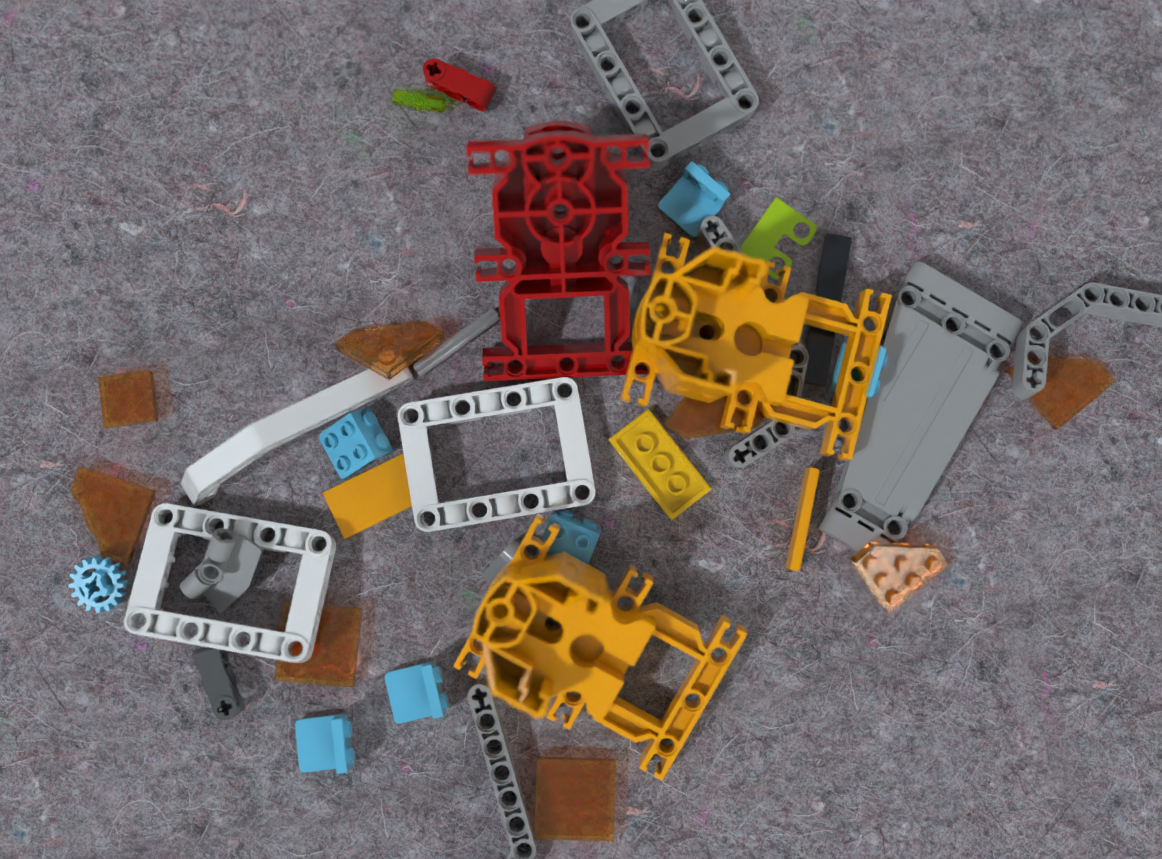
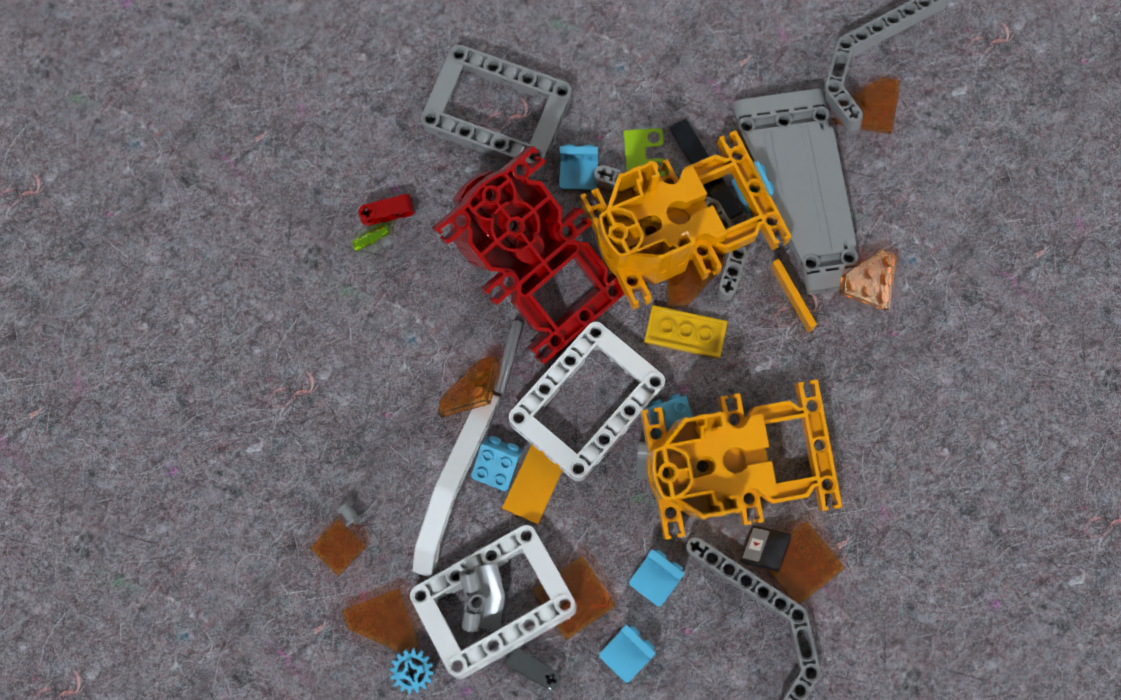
camera: 30 degrees left, 10 degrees down
(165, 374) = (349, 514): none -> light grey bush
(549, 756) = (766, 548): none -> black tile

